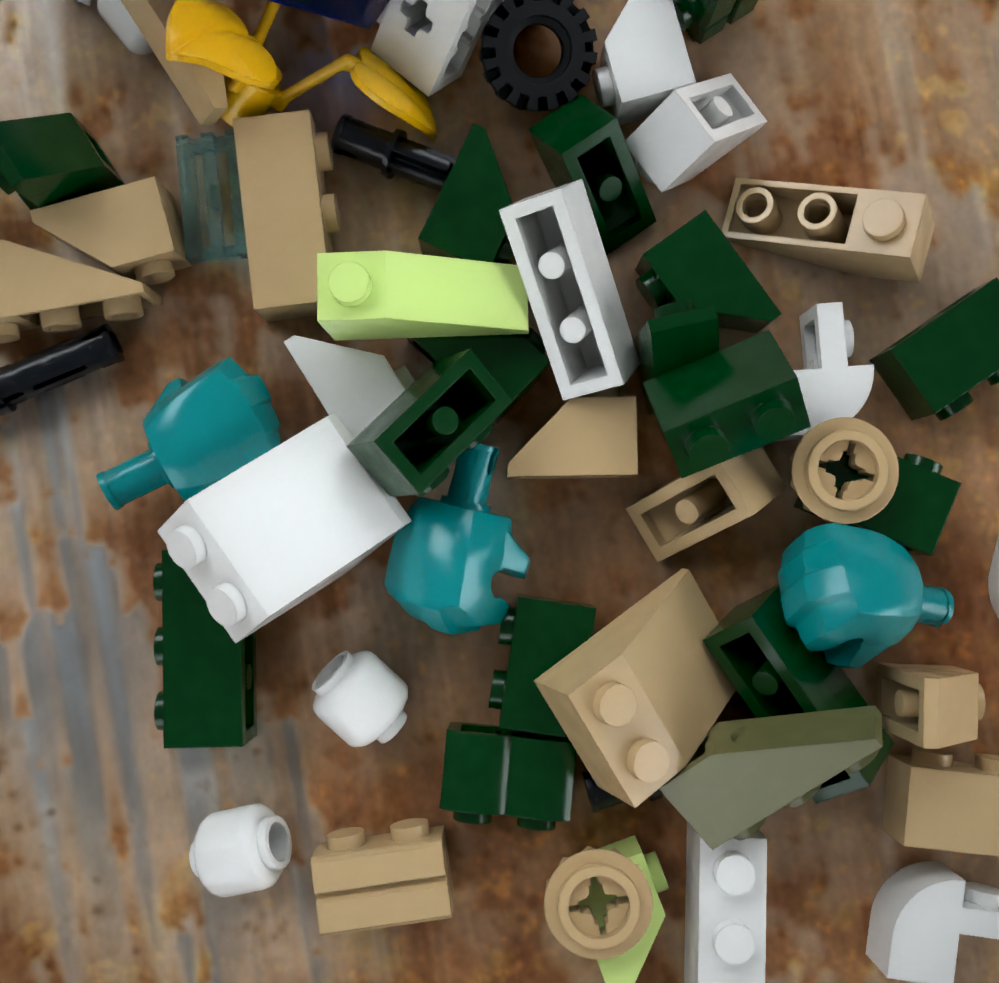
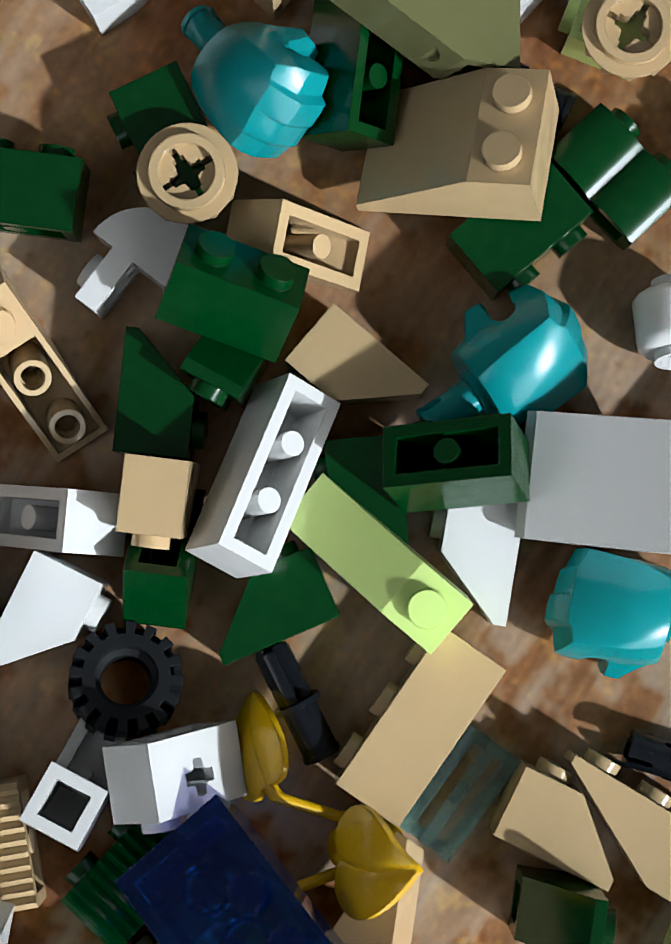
camera: 135 degrees left, 0 degrees up
(638, 198) = (156, 499): none -> tan slope

